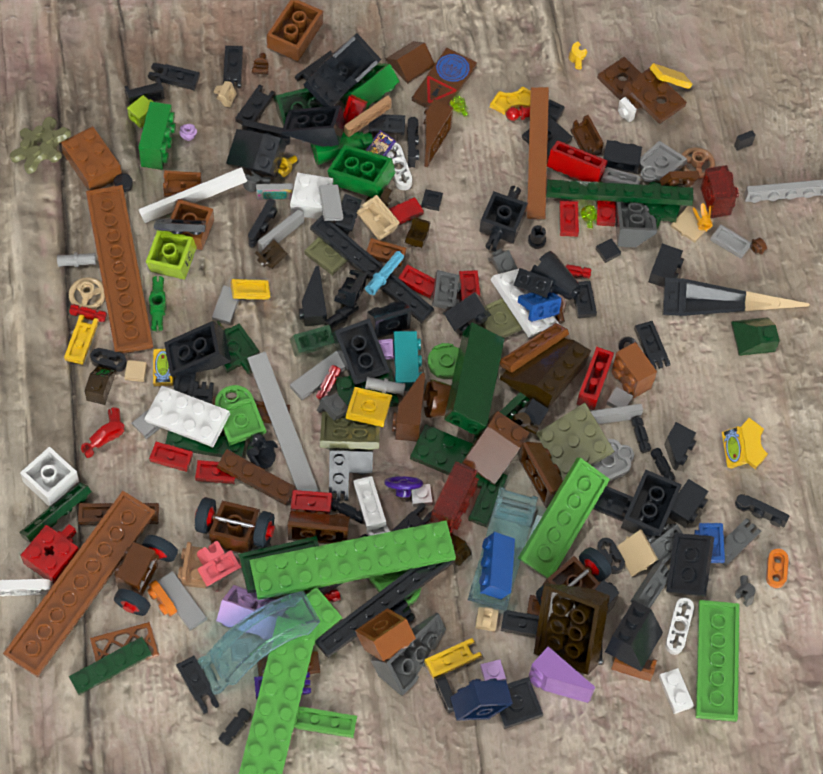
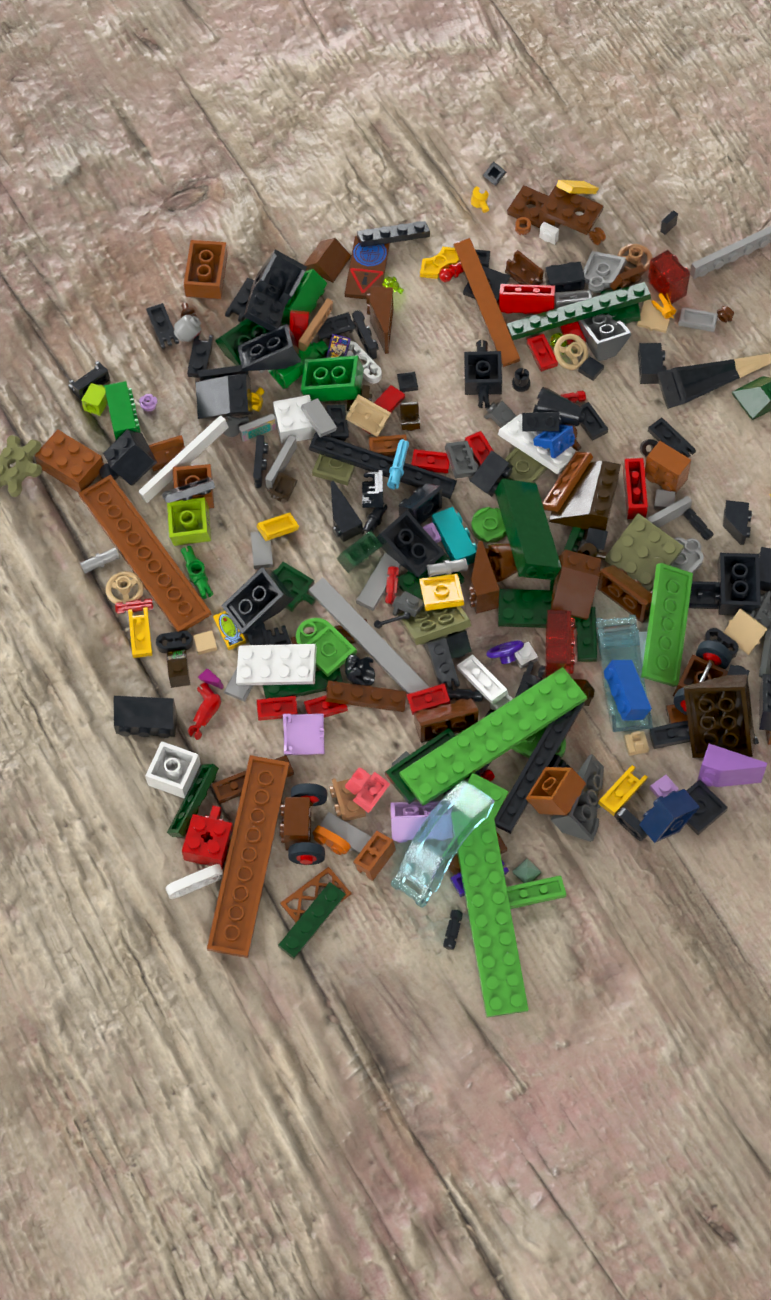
camera: 15 degrees left, 0 degrees up
(47, 418) = (145, 716): none -> black slope
(123, 405) = (210, 678): none -> magenta slope
(146, 175) = (130, 456): none -> black slope
(174, 75) = (110, 354): black hinge -> none
(182, 490) = (303, 734): none -> lavender piece
(194, 628) = (375, 855): none -> dark orange hinge
(196, 682) = (400, 904): black hinge -> none
(226, 93) = (167, 353): tan tile -> none
(234, 525) = (369, 746): brick -> none
(253, 77) = (187, 328): none -> light grey head
(299, 414) = (378, 624): none -> black hinge
(328, 699) = (526, 871): none -> sand green slope
(481, 58) = (393, 234): none -> black plate
(601, 224) = (578, 347): none -> tan piece
(602, 36) = (494, 173): none -> black slope
(607, 99) = (523, 220): none -> dark orange bush
(662, 464) = (729, 543): black axle -> none
(671, 128) = (597, 235): none -> dark orange bush

